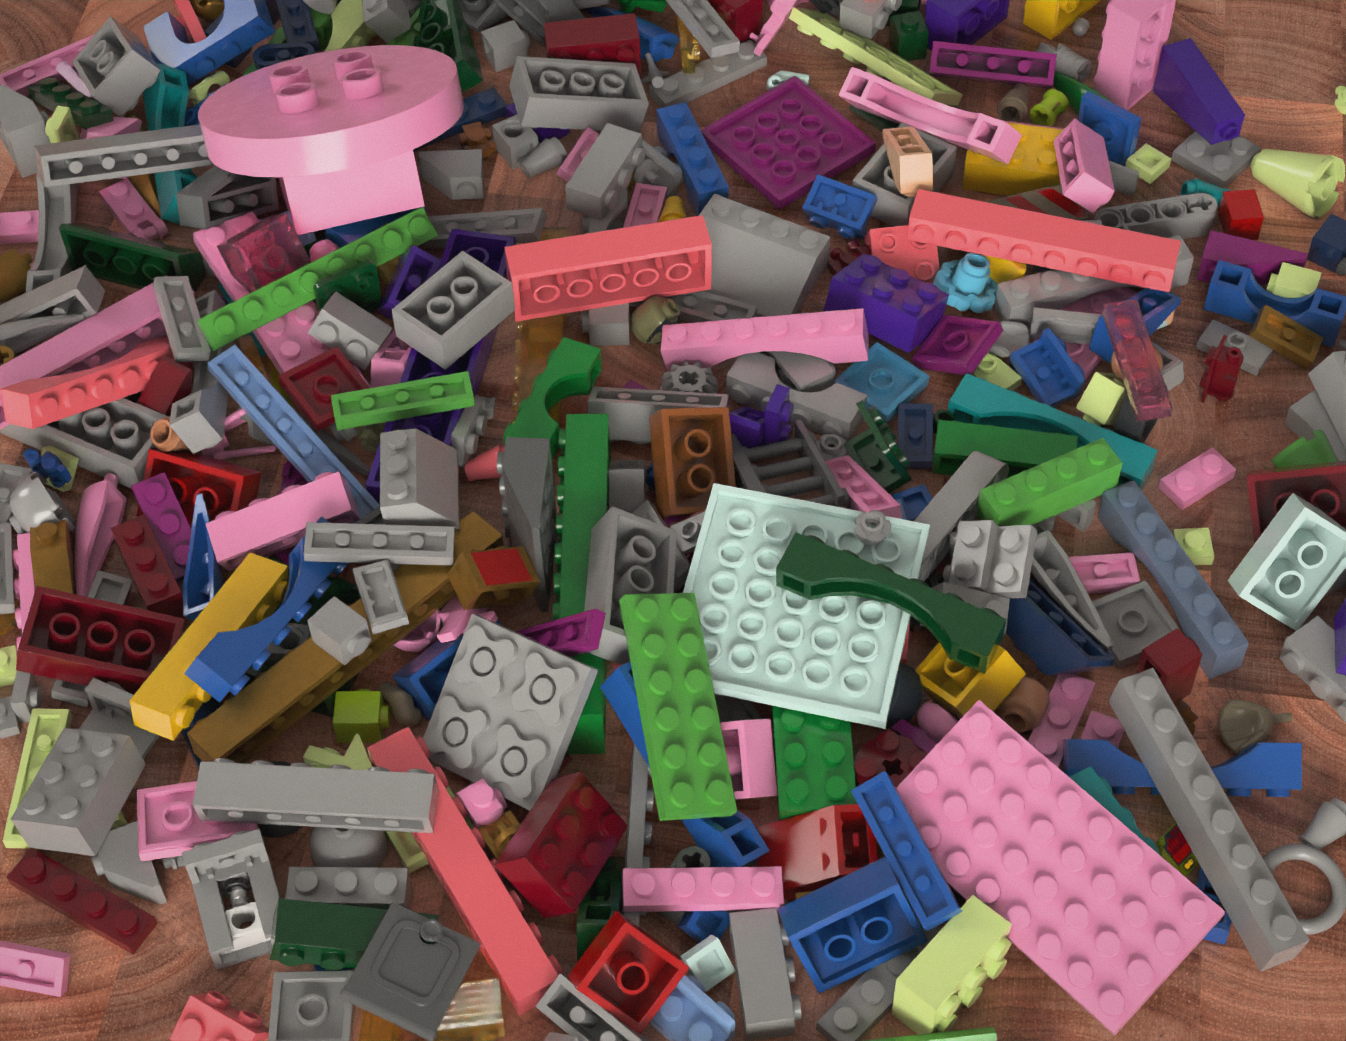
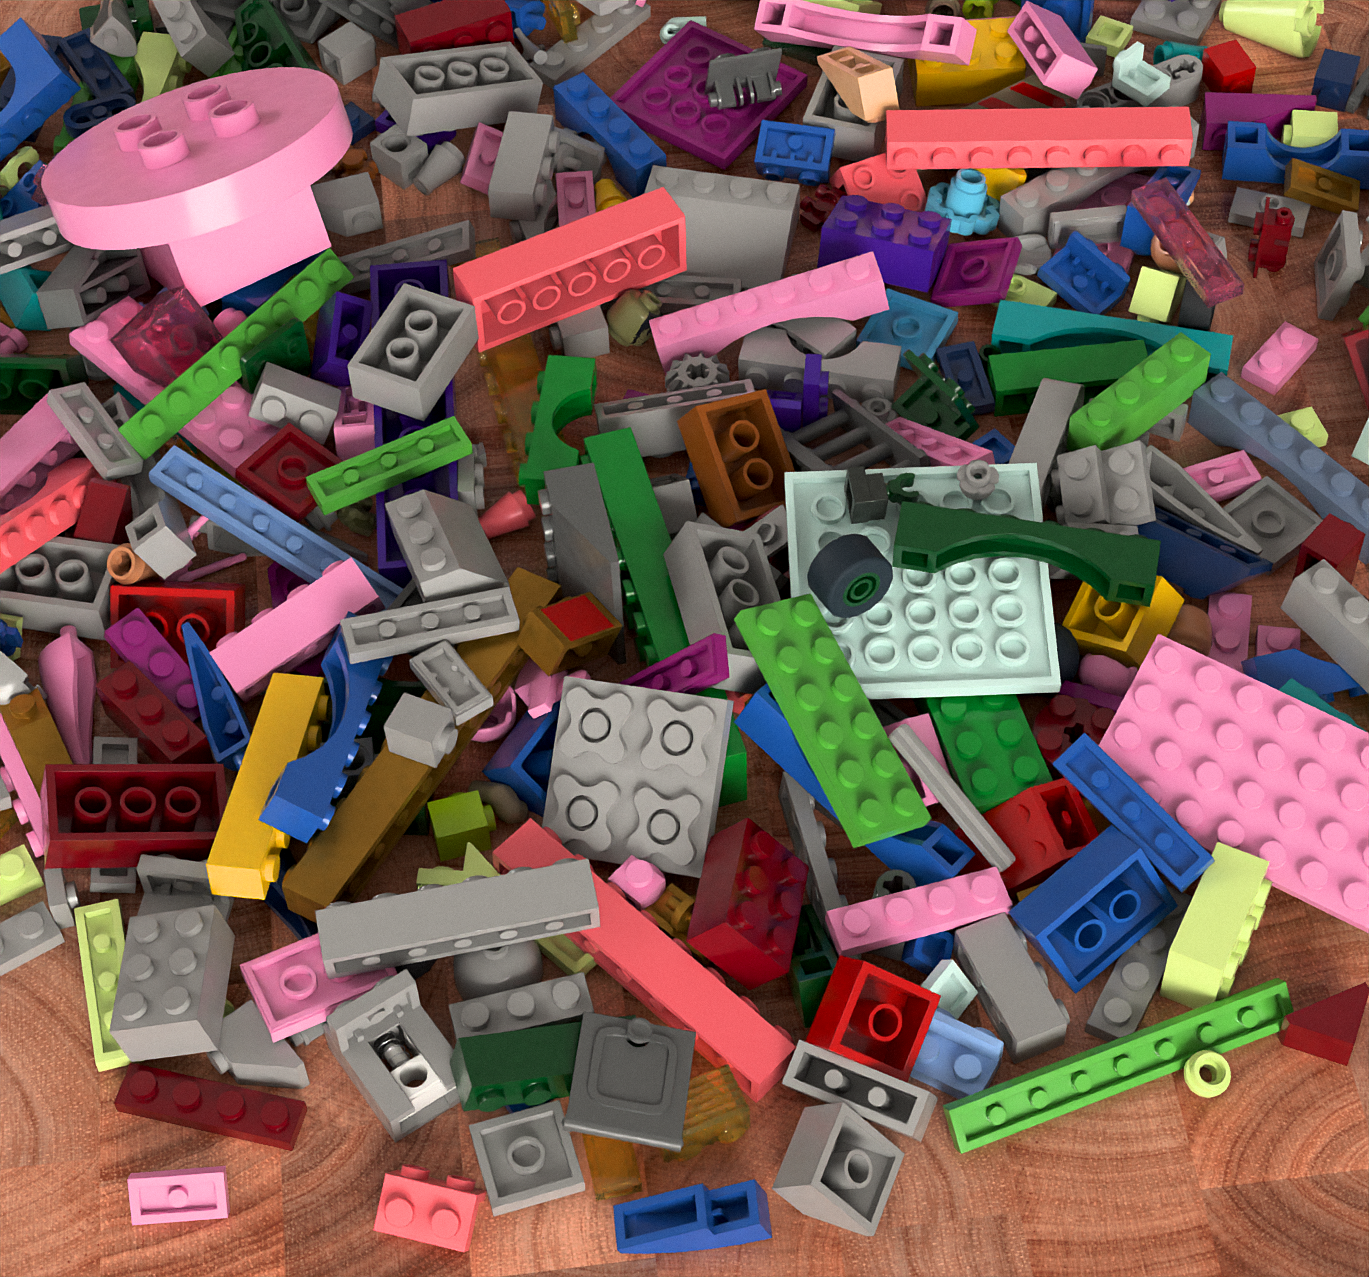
camera: 15 degrees left, 0 degrees up
(731, 585) = (850, 575): none -> black wheel
(761, 798) = (952, 797): none -> light grey axle
(774, 518) = (869, 495): none -> pearl dark grey piece
(827, 129) = (743, 71): none -> dark grey hinge
(1152, 204) = (1137, 77): none -> light aqua bracket
(1273, 409) = (1338, 265): none -> light grey plate

